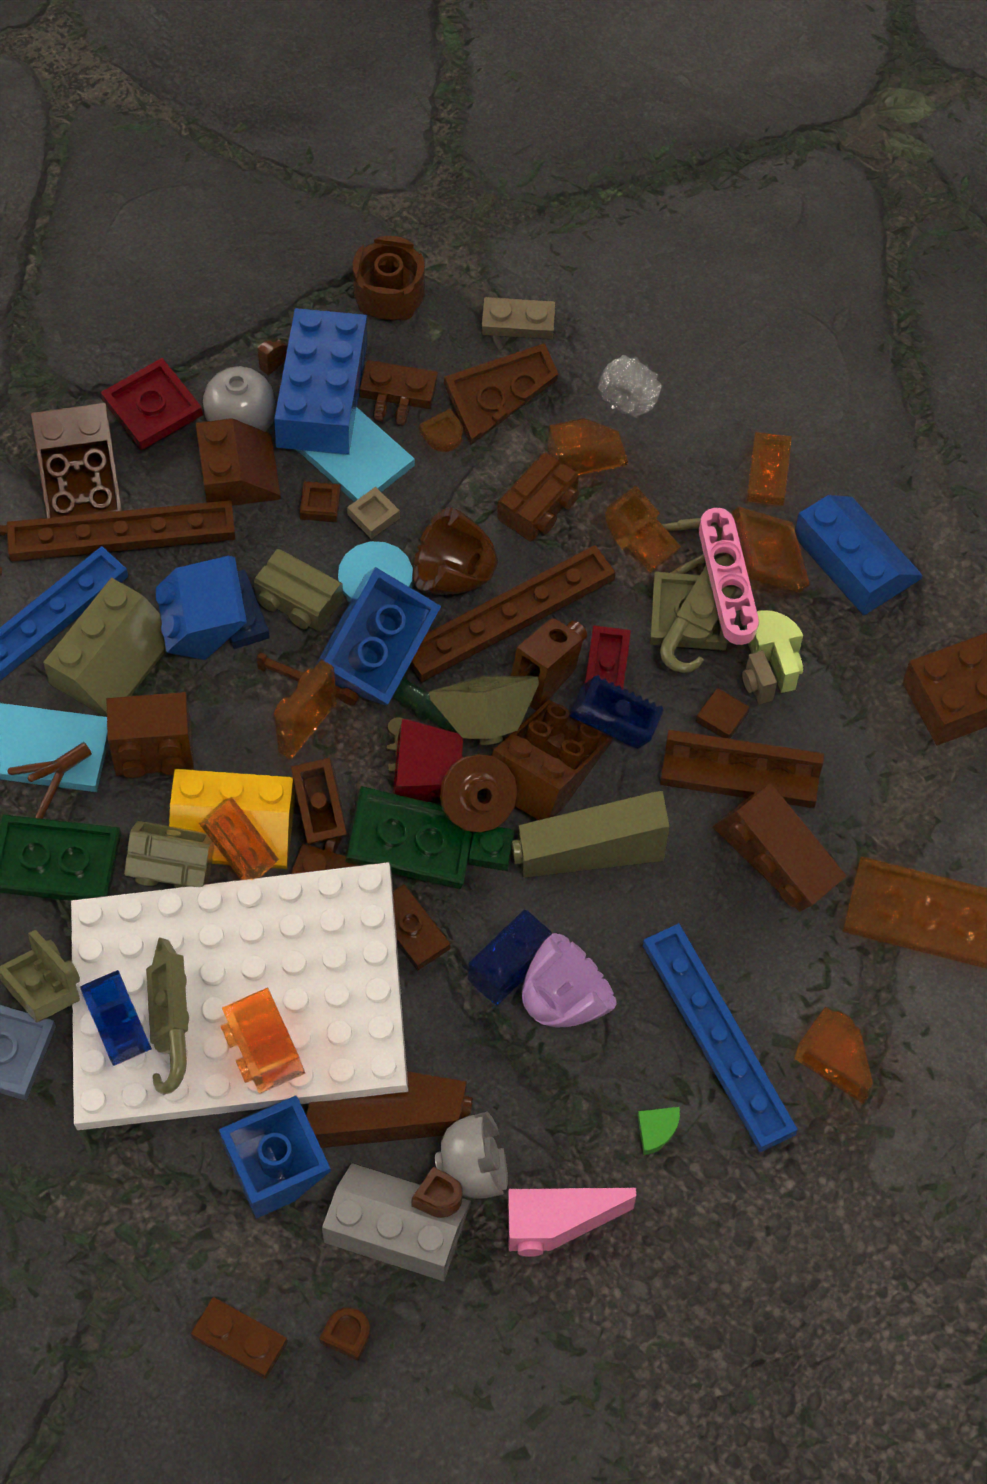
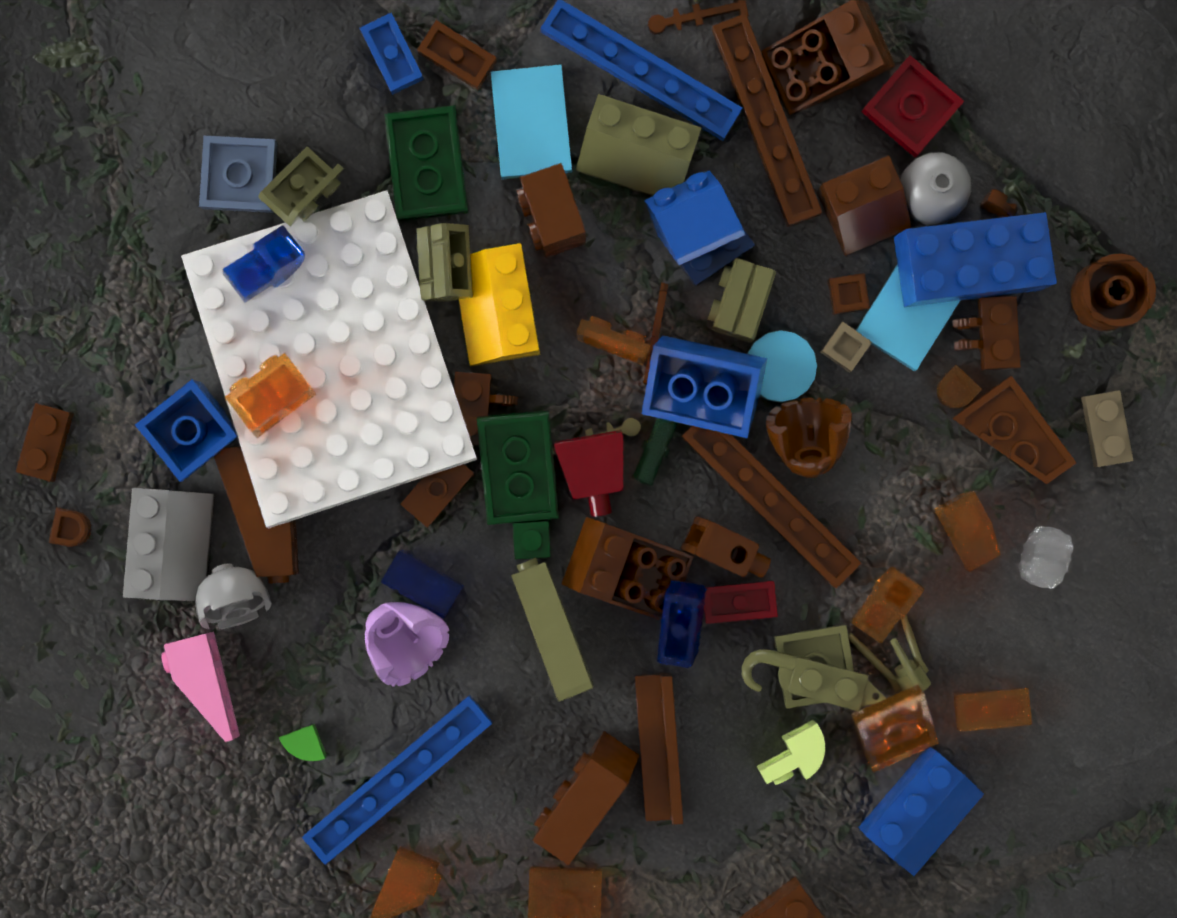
camera: 80 degrees right, 25 degrees up
(58, 766) = (500, 139): reddish brown plant -> none
(168, 1012) = (283, 306): olive plate -> none
(238, 840) = (466, 319): clear orange plate -> none
(319, 800) = (527, 379): reddish brown slope -> none
(438, 1194) = (184, 577): reddish brown tile -> none
(461, 788) = (564, 519): reddish brown piece -> none
(486, 705) = (660, 503): olive slope -> none
(538, 497) = (901, 497): reddish brown brick -> none
(722, 714) = (716, 718): reddish brown tile -> none
(728, 575) = (847, 704): bright pink beam -> none
(759, 677) = (758, 745): dark tan plate -> none

